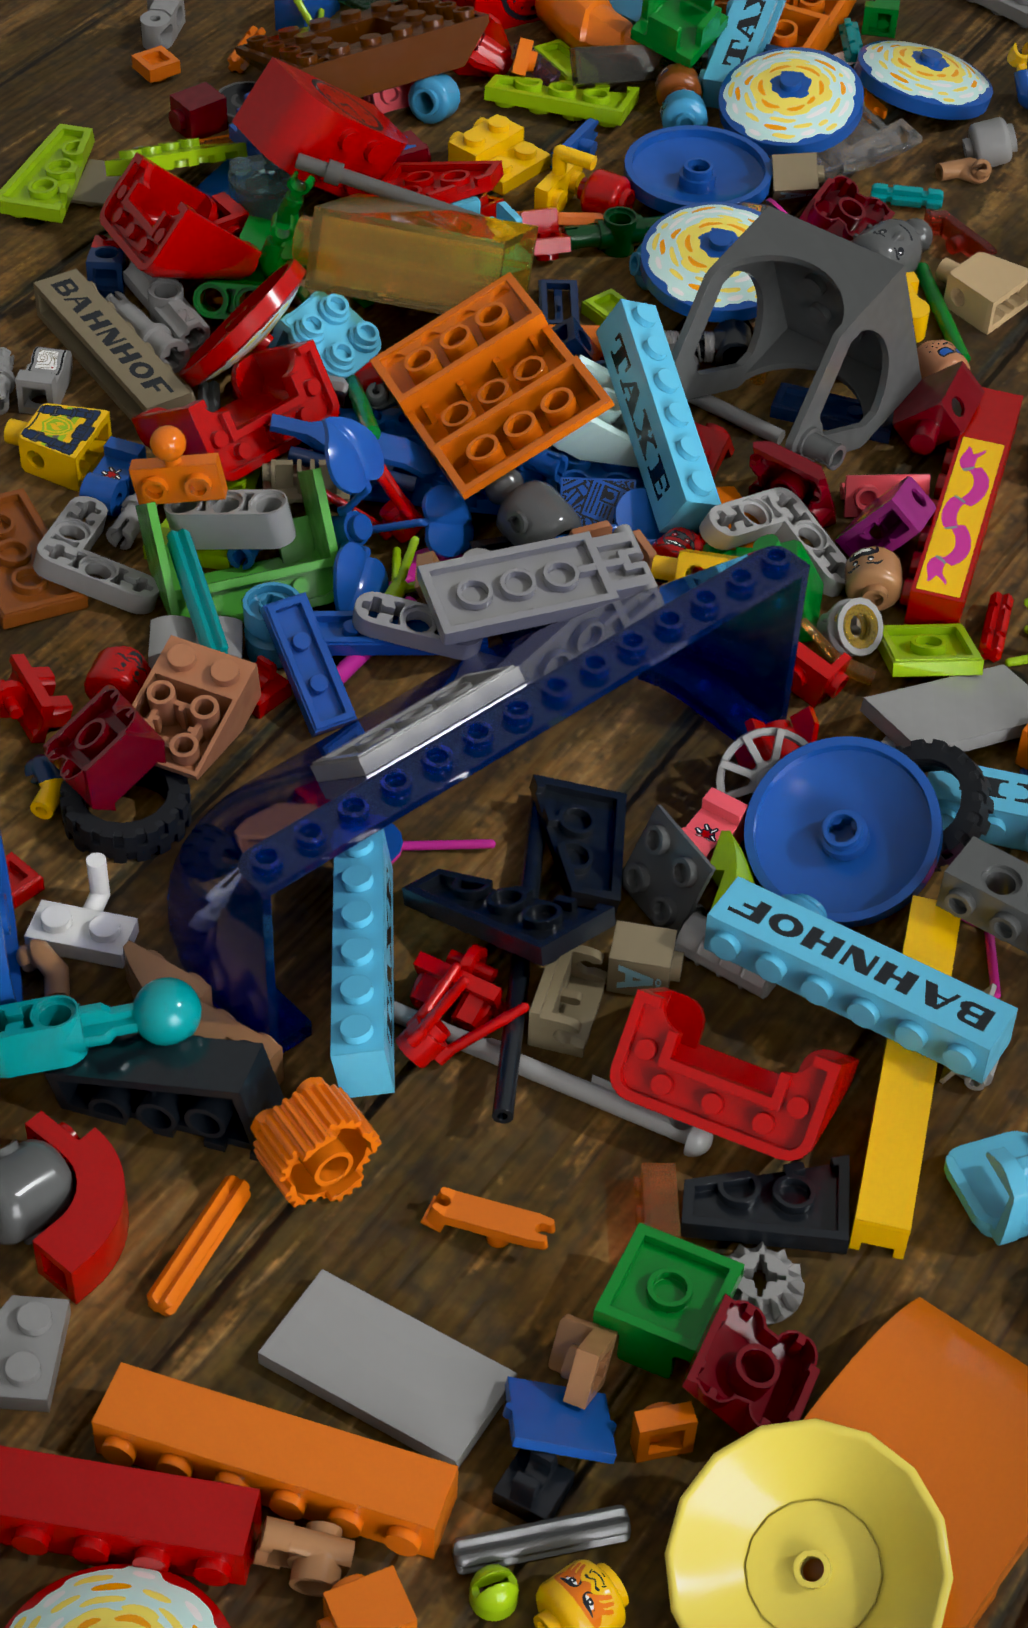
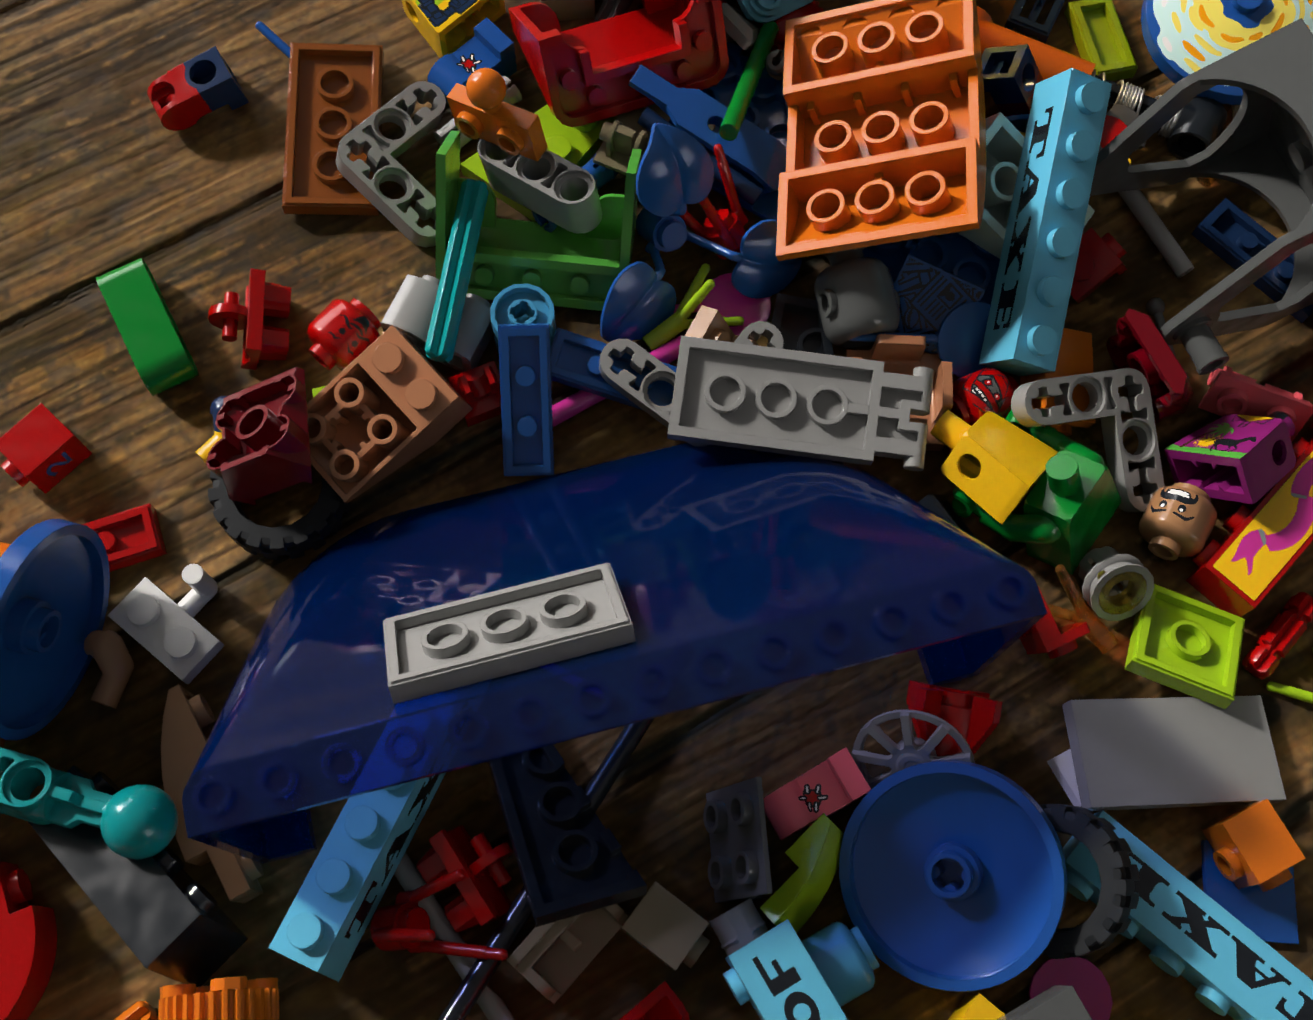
camera: 25 degrees right, 25 degrees up
(584, 837) = (687, 759): black wing -> none

